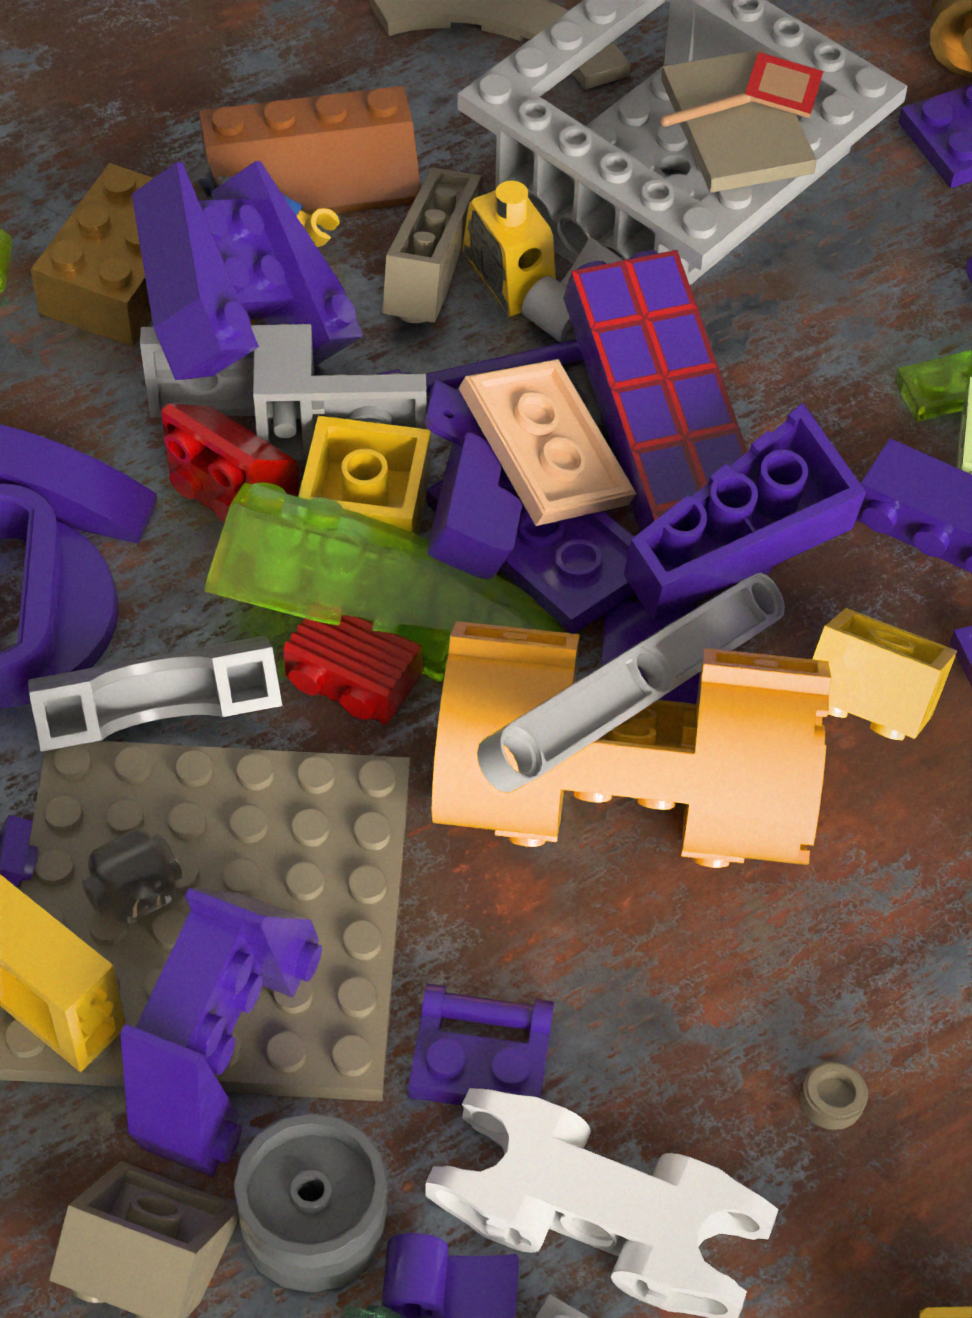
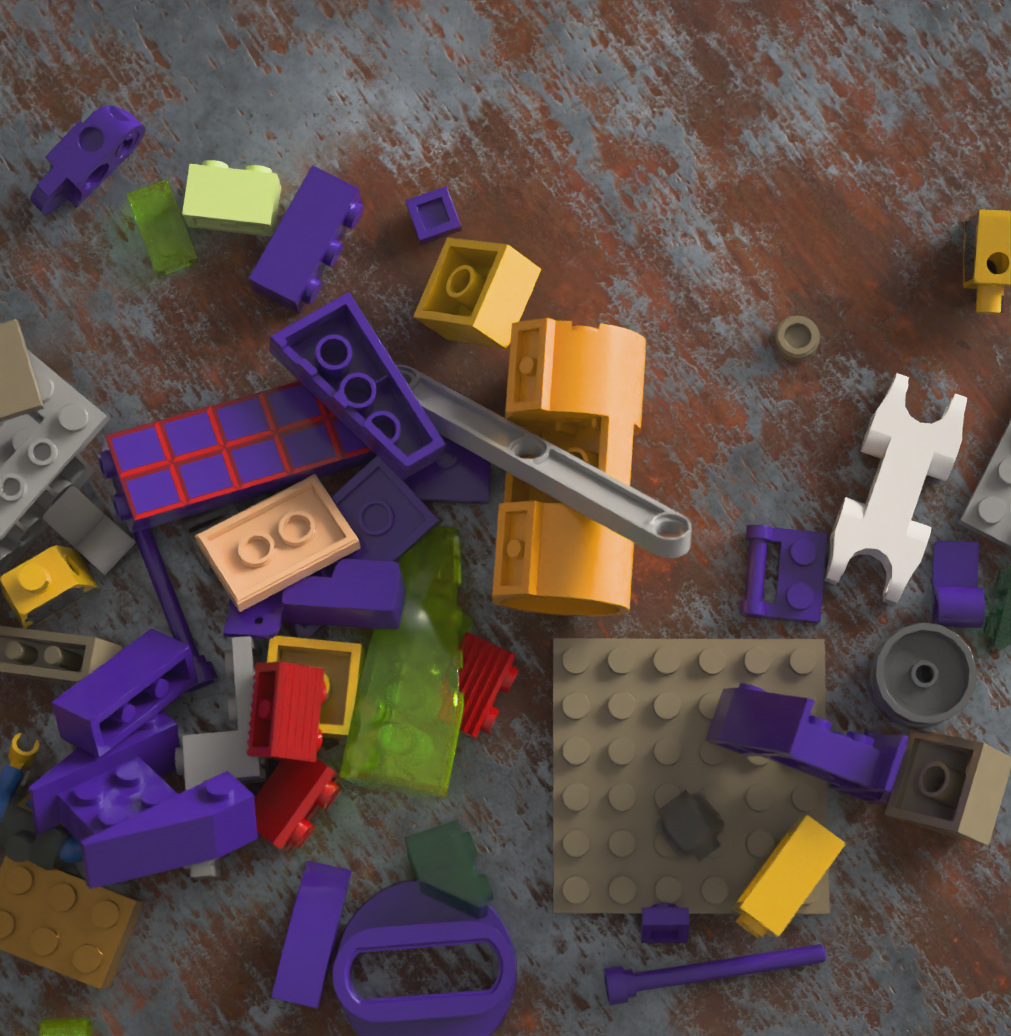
camera: 90 degrees left, 25 degrees up
(120, 616) = (445, 868): none -> clear green slope
(198, 681) = (498, 786): light grey arch -> none
(325, 418) = (286, 712): none -> red brick
(370, 284) = (124, 692): none -> dark purple brick

